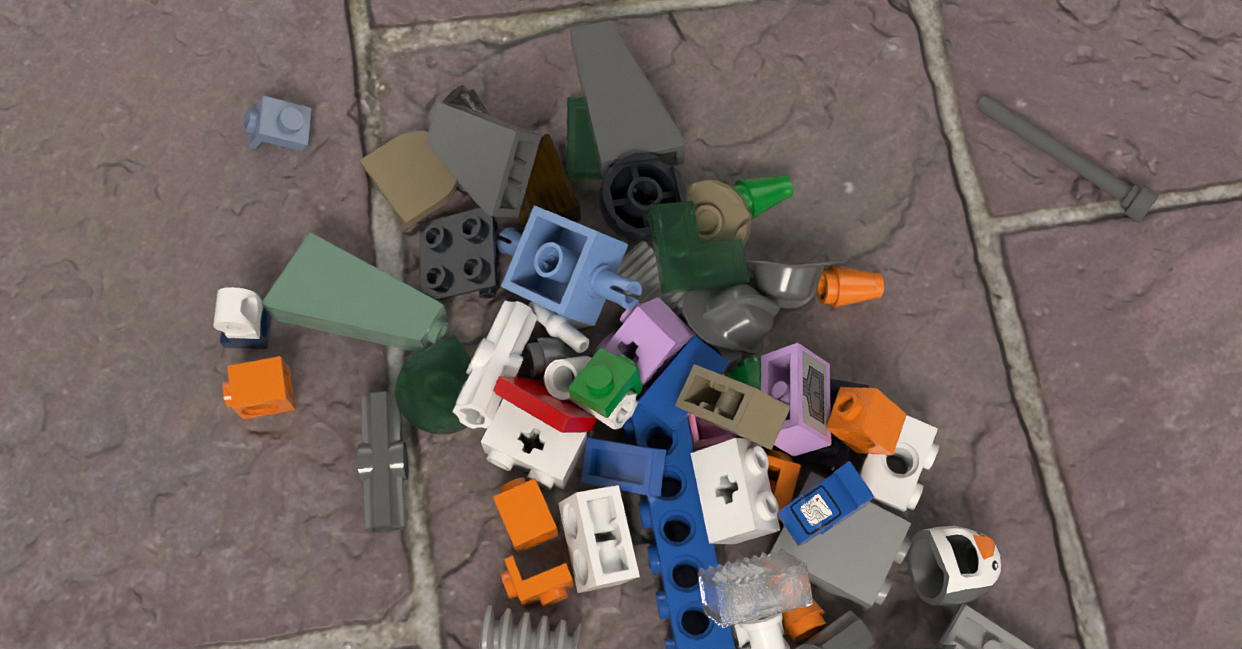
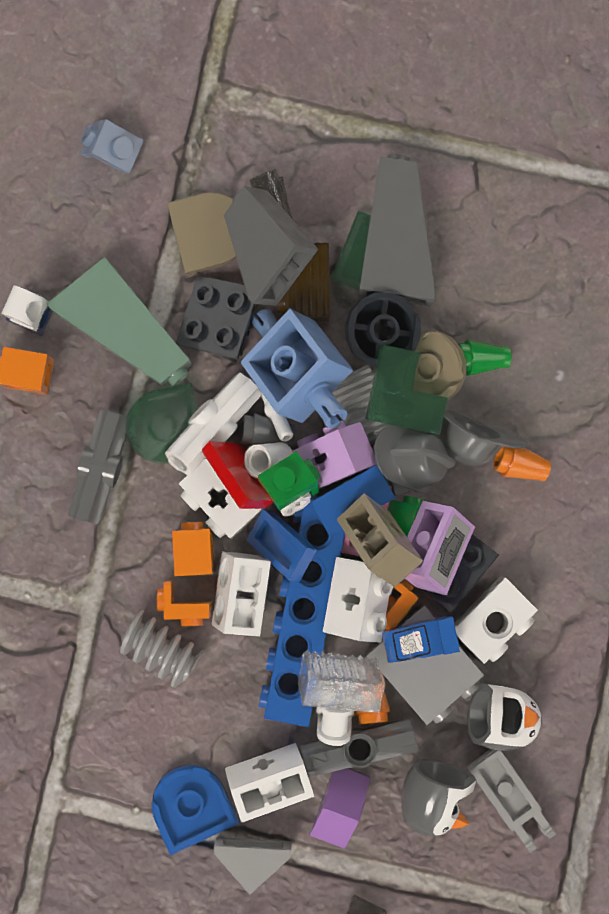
camera: 20 degrees right, 15 degrees up
(866, 420) = (482, 586): orange brick -> none

